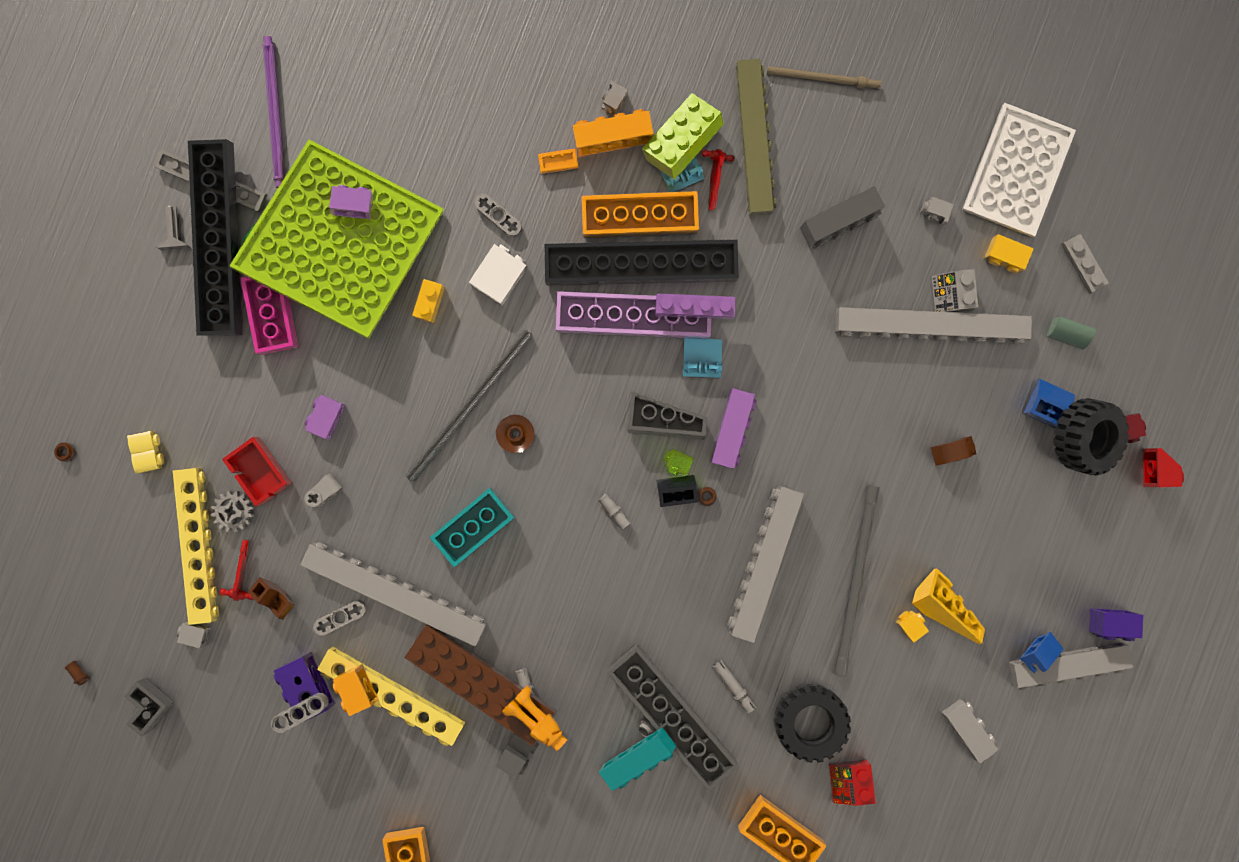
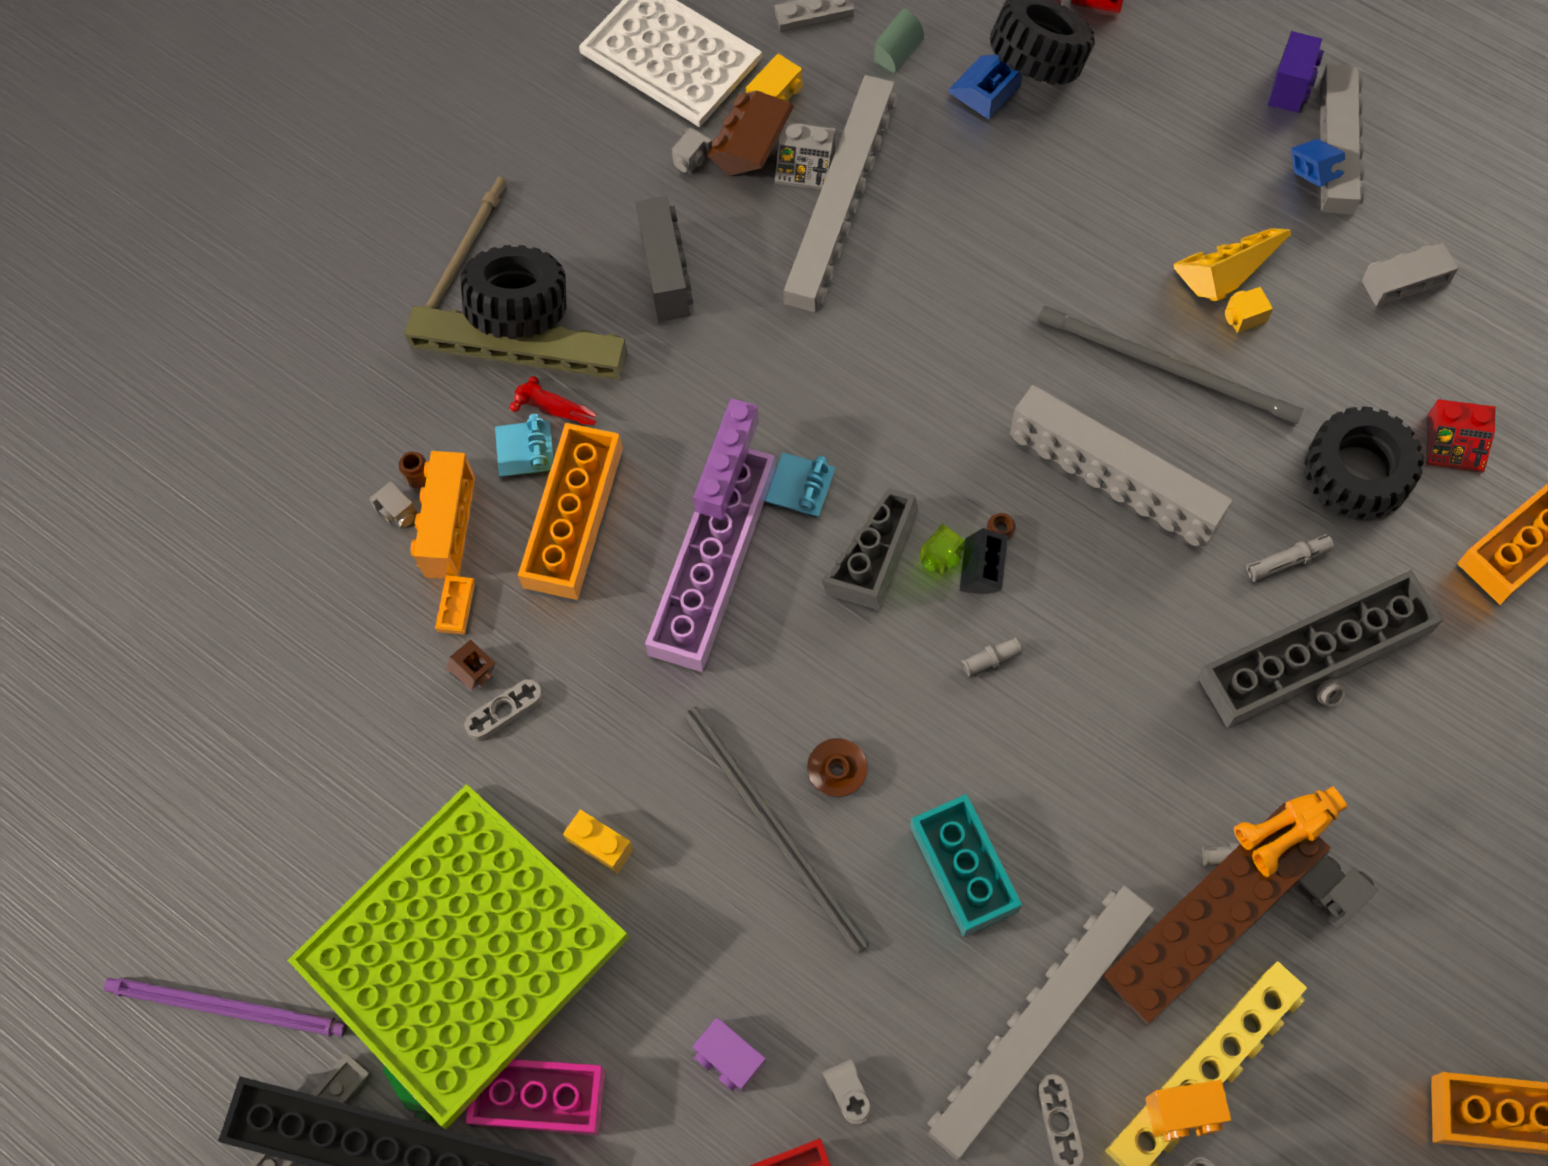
camera: 75 degrees left, 20 degrees down
(351, 202) = (409, 910): medium lavender brick -> none
(498, 274) = (591, 729): white brick -> none
(525, 183) = (471, 658): none -> reddish brown brick
(637, 759) = (1377, 710): teal brick -> none
(641, 97) = (412, 469): none -> reddish brown brick
(641, 262) = (638, 529): black brick -> none
(683, 136) = (482, 425): lime brick -> none
(732, 428) = (913, 467): medium lavender brick -> none
(803, 115) = (513, 291): none -> black tyre
(953, 451) = (1018, 205): reddish brown brick -> none
(960, 248) = (749, 132): none -> reddish brown slope

